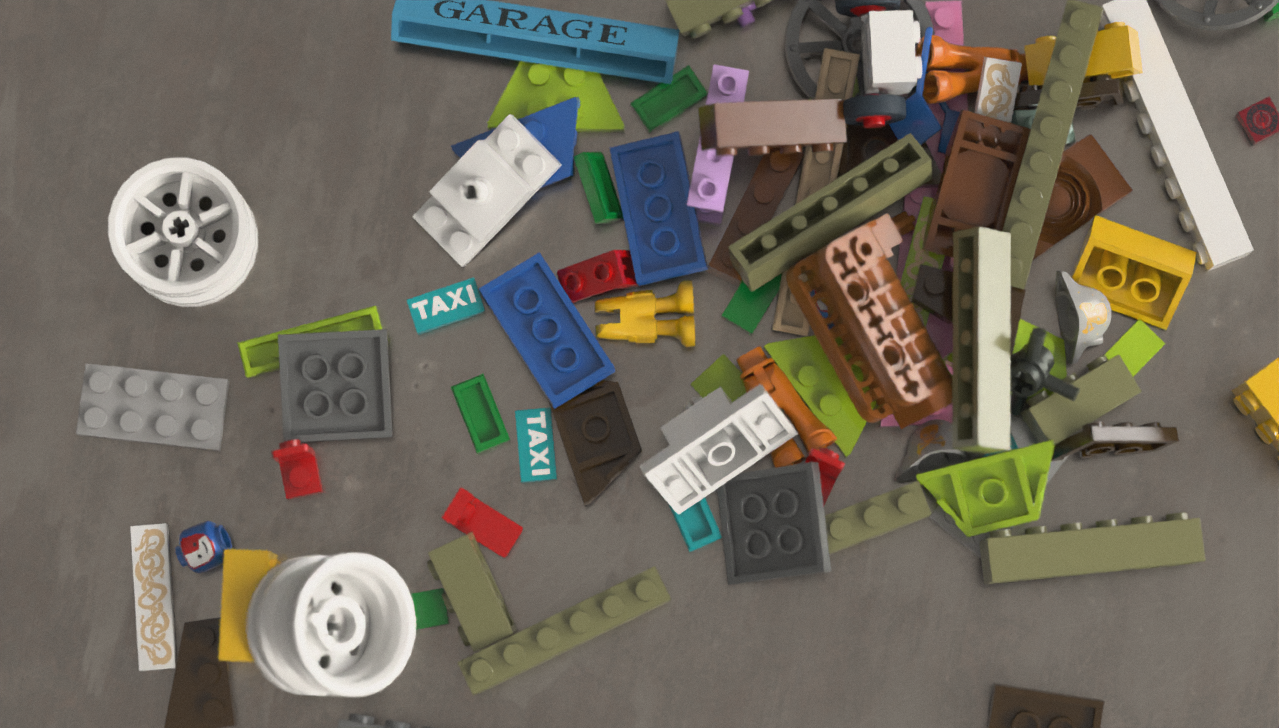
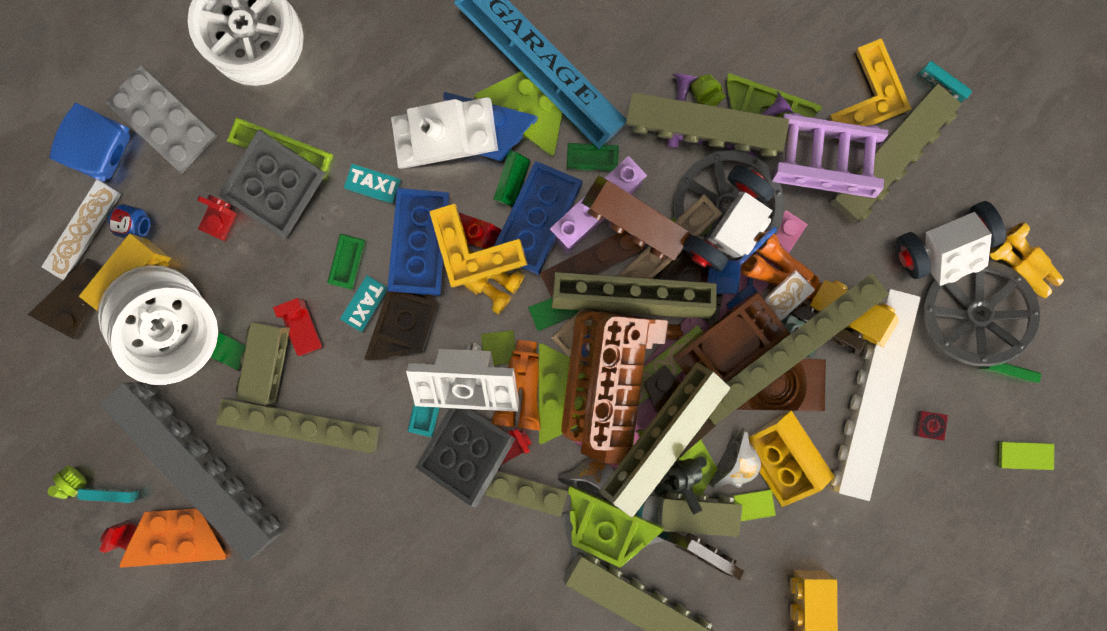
camera: 35 degrees right, 5 degrees up
(95, 489) = (89, 142): none -> blue piece
(619, 318) = (458, 261): none -> yellow plate

